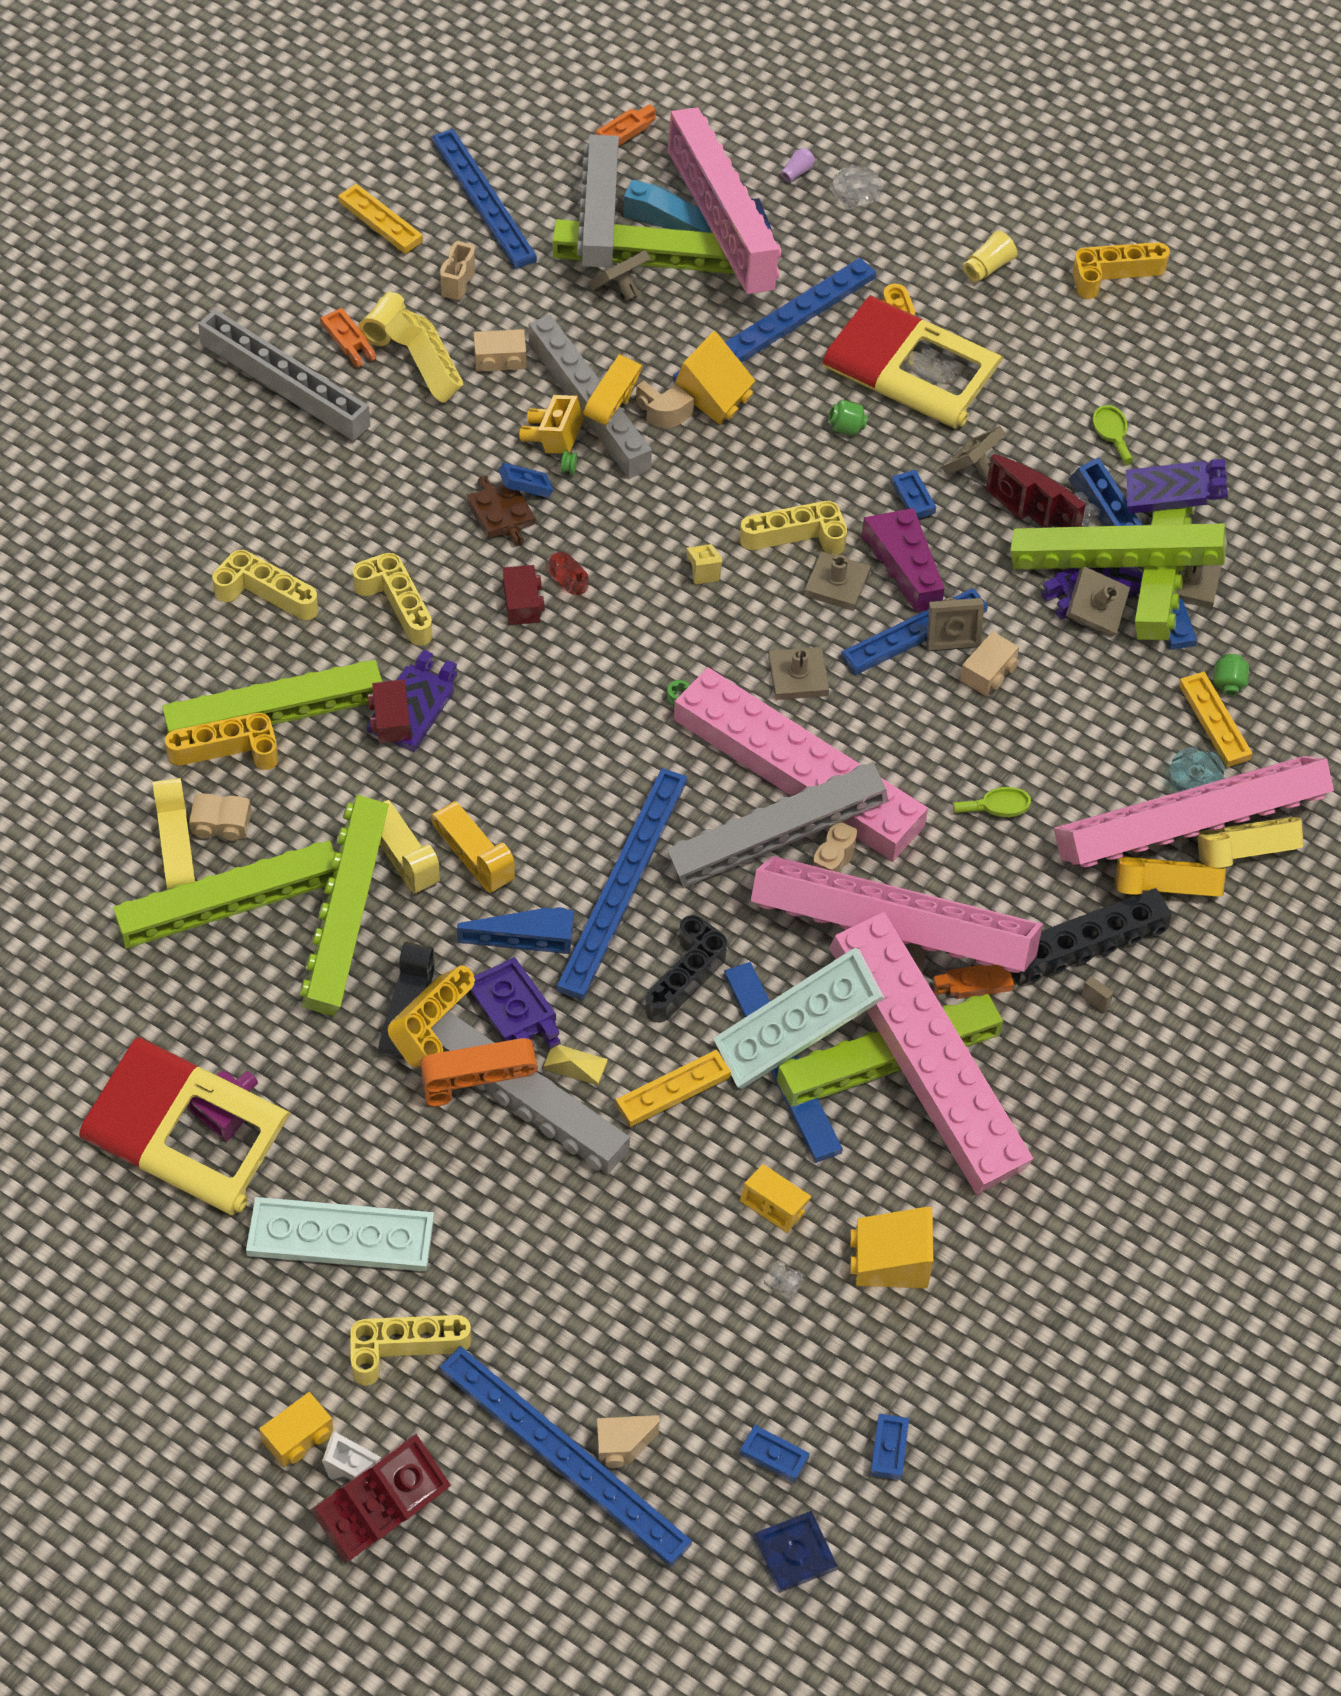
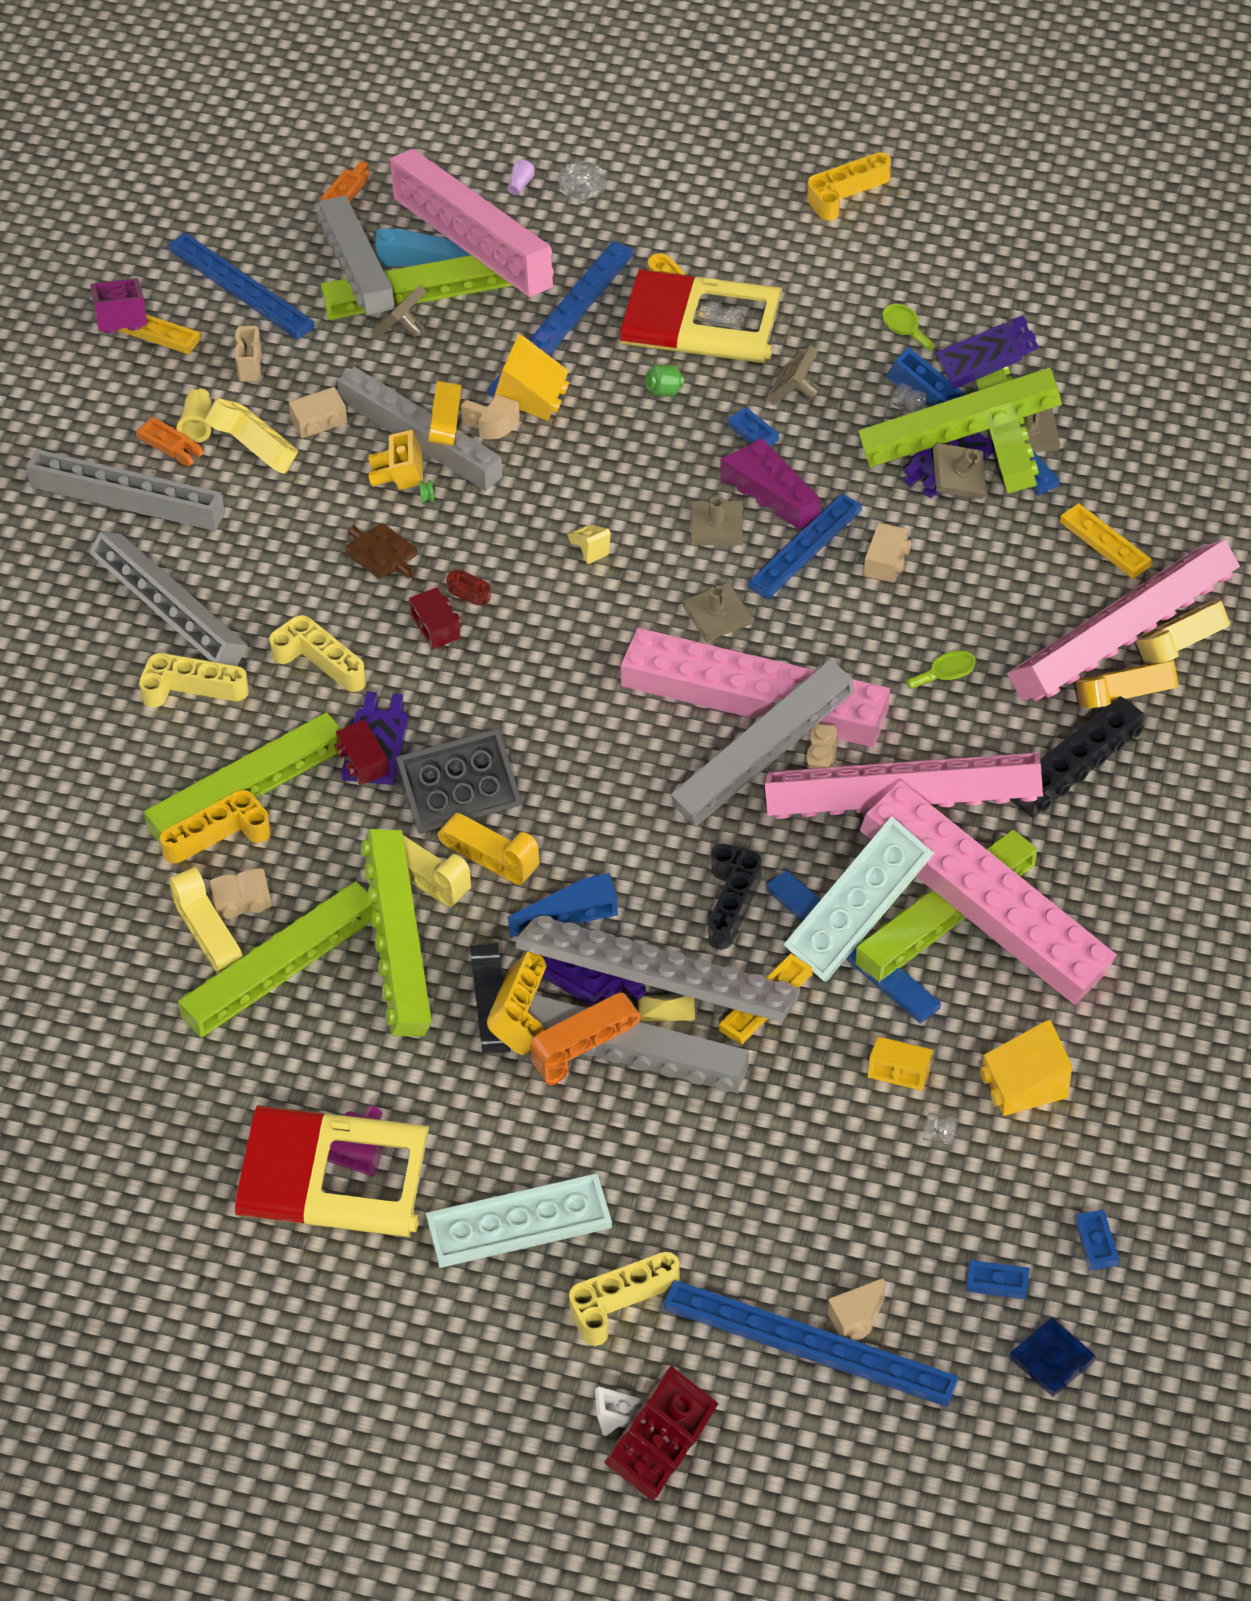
camera: 15 degrees left, 5 degrees down
(277, 498) = (168, 599): none -> light grey brick
(297, 1430) = (556, 1401): yellow brick -> none
(354, 185) = (118, 305): none -> magenta slope
(473, 767) = (457, 777): none -> dark grey slope
(525, 480) = (394, 517): blue plate -> none
(579, 1024) = (658, 968): none -> light grey plate
(621, 884) = (640, 835): blue plate -> none
(673, 688) = (614, 654): bright green bush -> none
(796, 524) = (659, 484): light yellow beam -> none
(955, 623) = (842, 526): dark tan tile -> none
(973, 981) = (997, 822): orange hinge -> none
(990, 256) = (731, 206): light yellow plant -> none
(1033, 494) = (862, 396): dark red slope -> none
(1097, 994) = (1107, 802): dark tan tile -> none
(1190, 758) = (1098, 581): clear light blue plate -> none
(1231, 674) = (1103, 498): bright green head -> none

